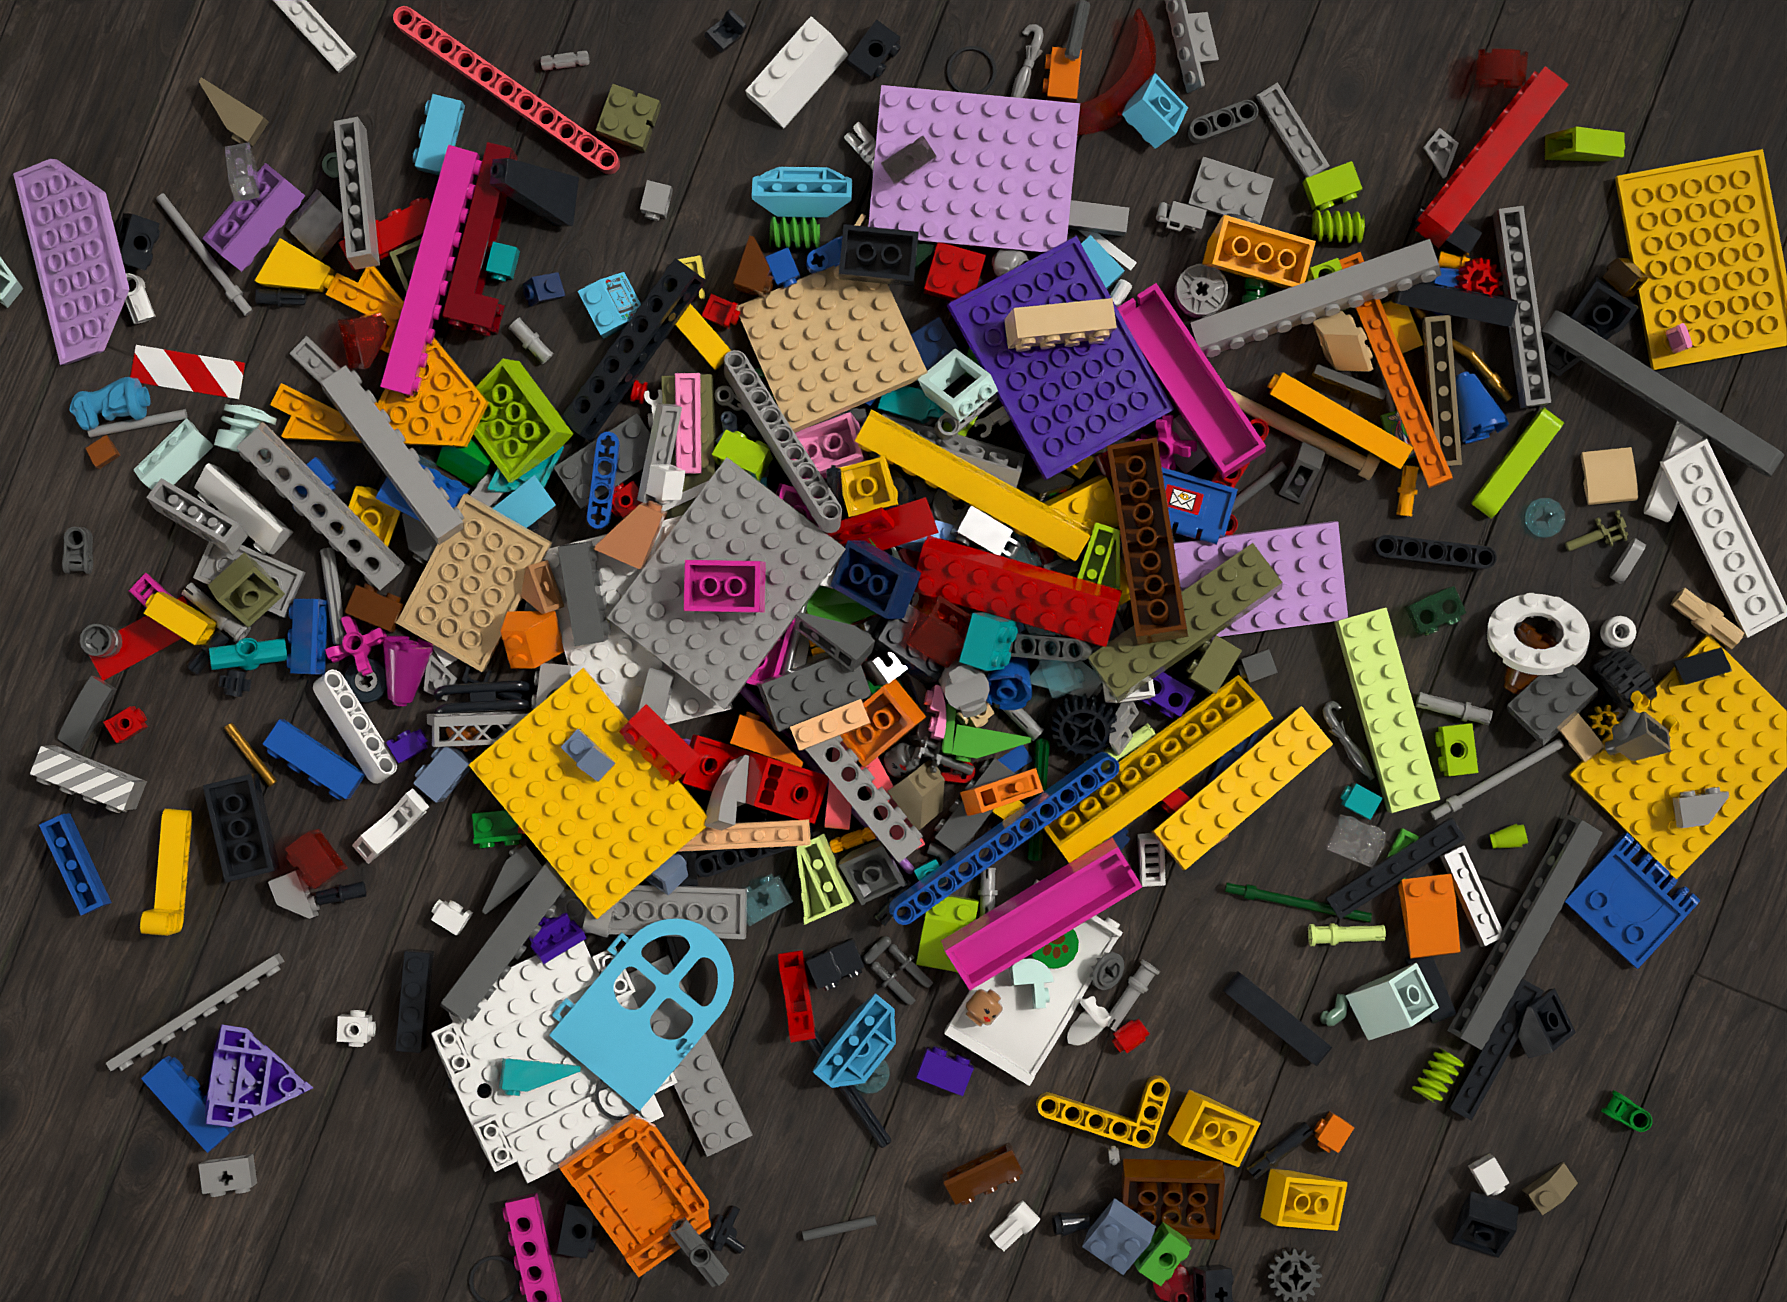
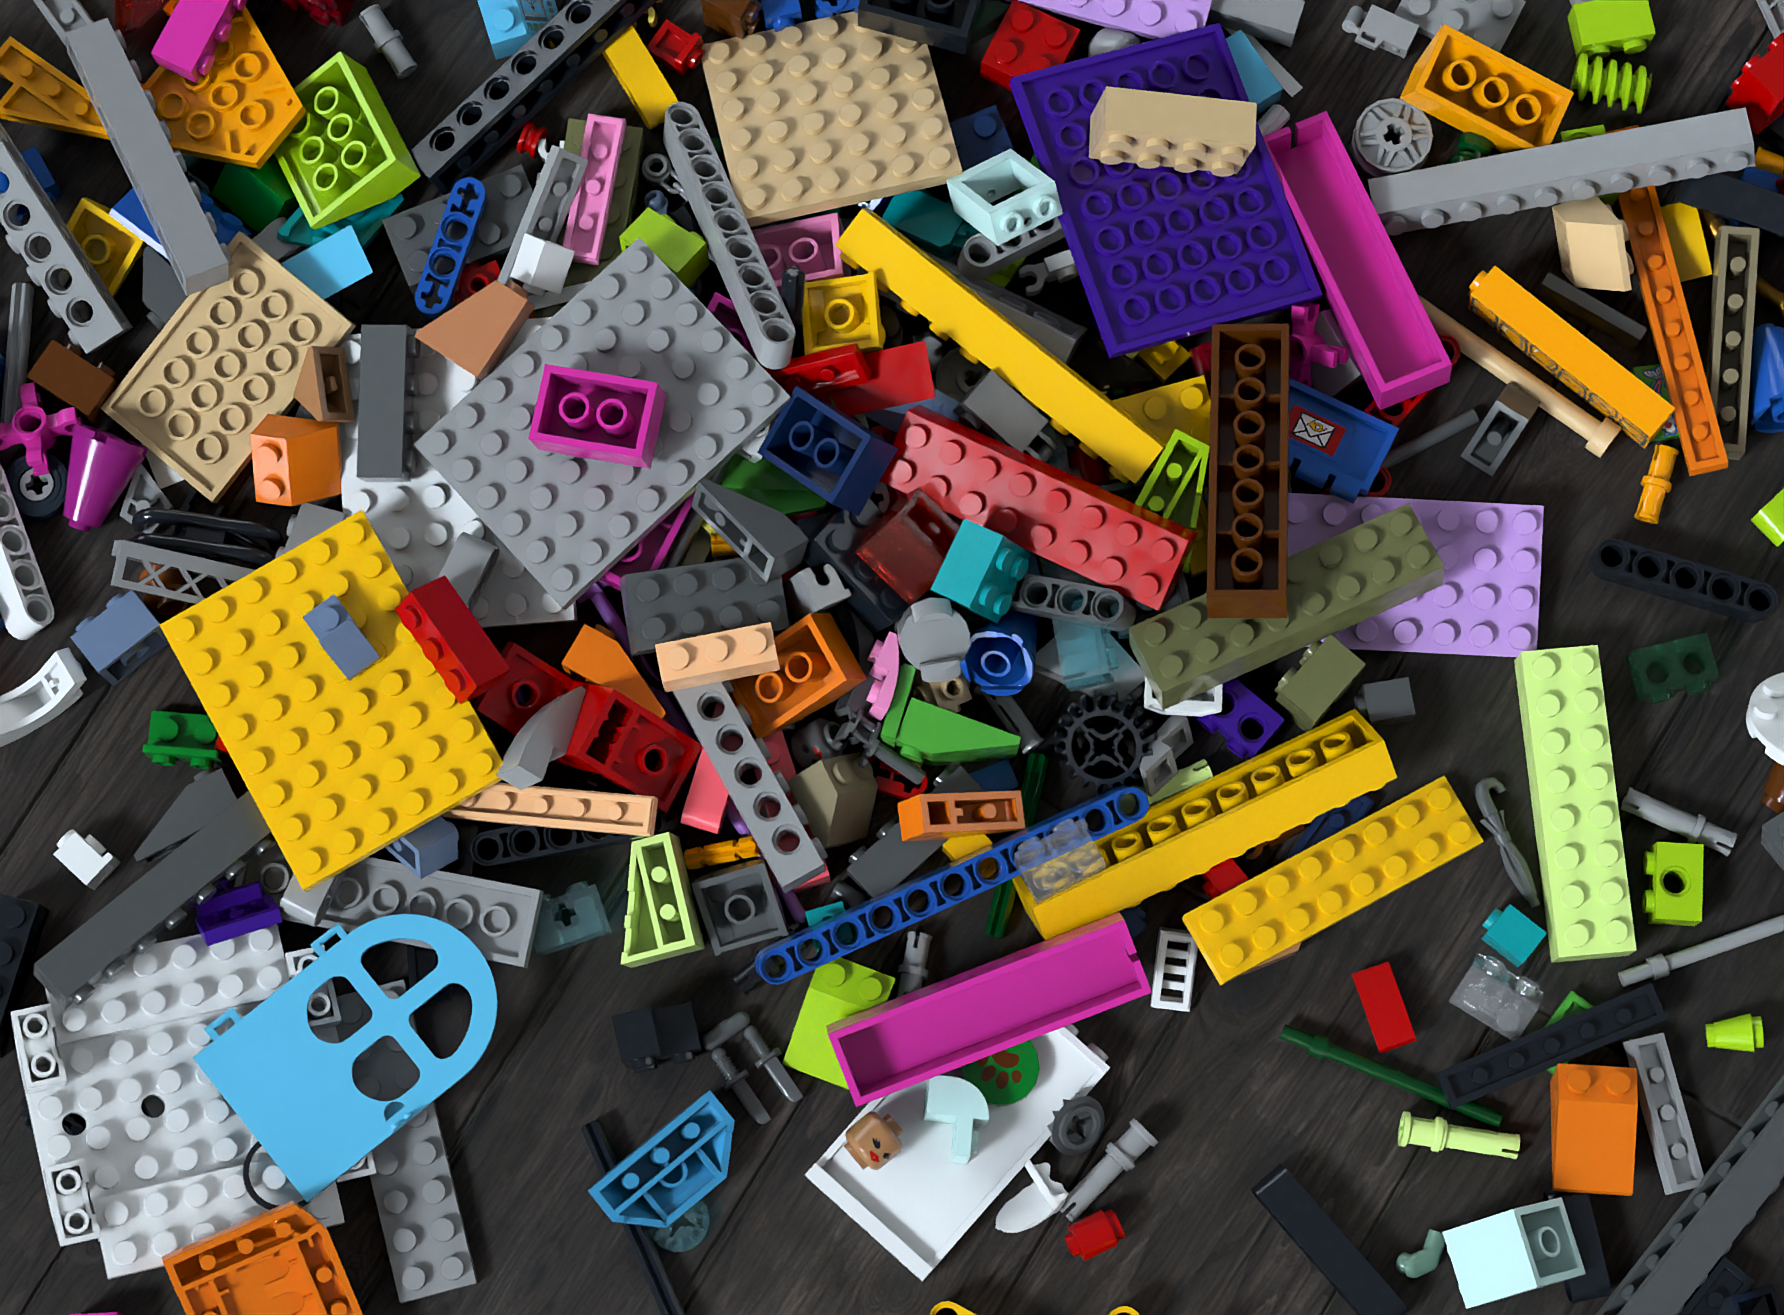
camera: 15 degrees right, 10 degrees down
(408, 745) = (78, 591): dark purple brick -> none
(528, 1075) = (147, 1109): teal slope -> none
(797, 996) = (588, 1073): red arch -> none
(944, 1070) = (796, 1236): dark purple brick -> none
(1069, 814) = (1058, 859): none -> clear bracket
(1287, 861) = (1384, 1007): none -> red slope

